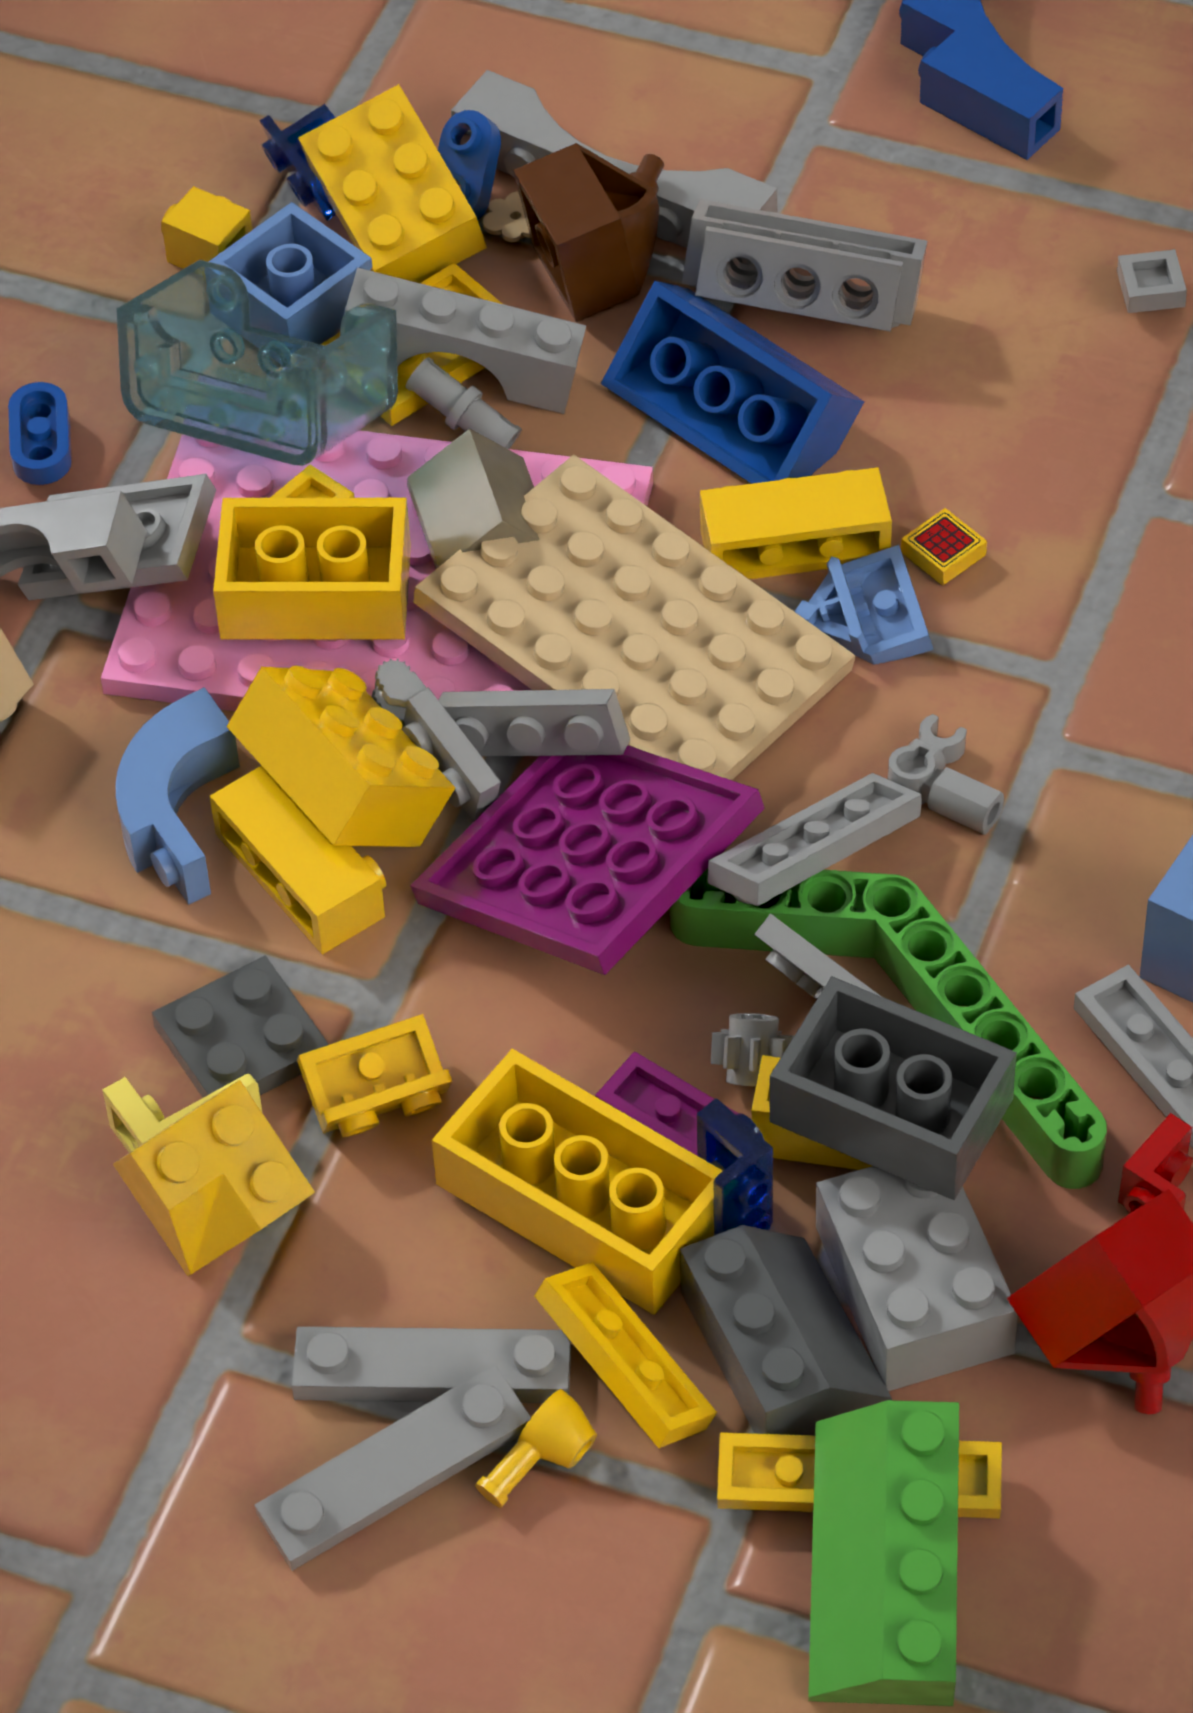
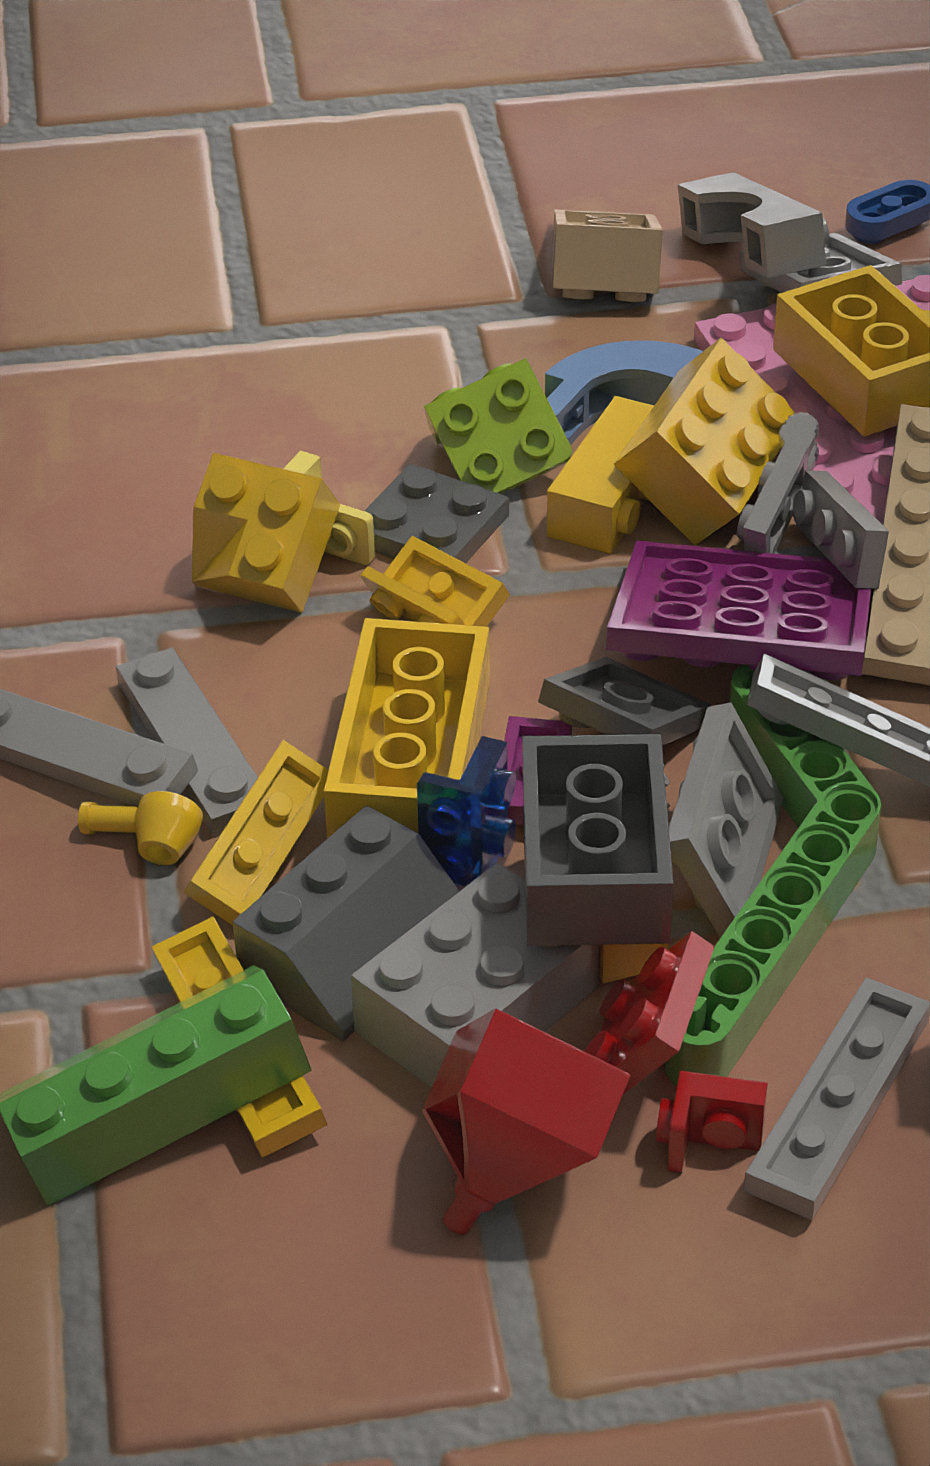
camera: 60 degrees right, 10 degrees down
(170, 912) = (499, 429): none -> lime bracket
(644, 1000) = (622, 701): none -> dark grey plate
(1053, 1164) = (653, 1010): none -> red plate

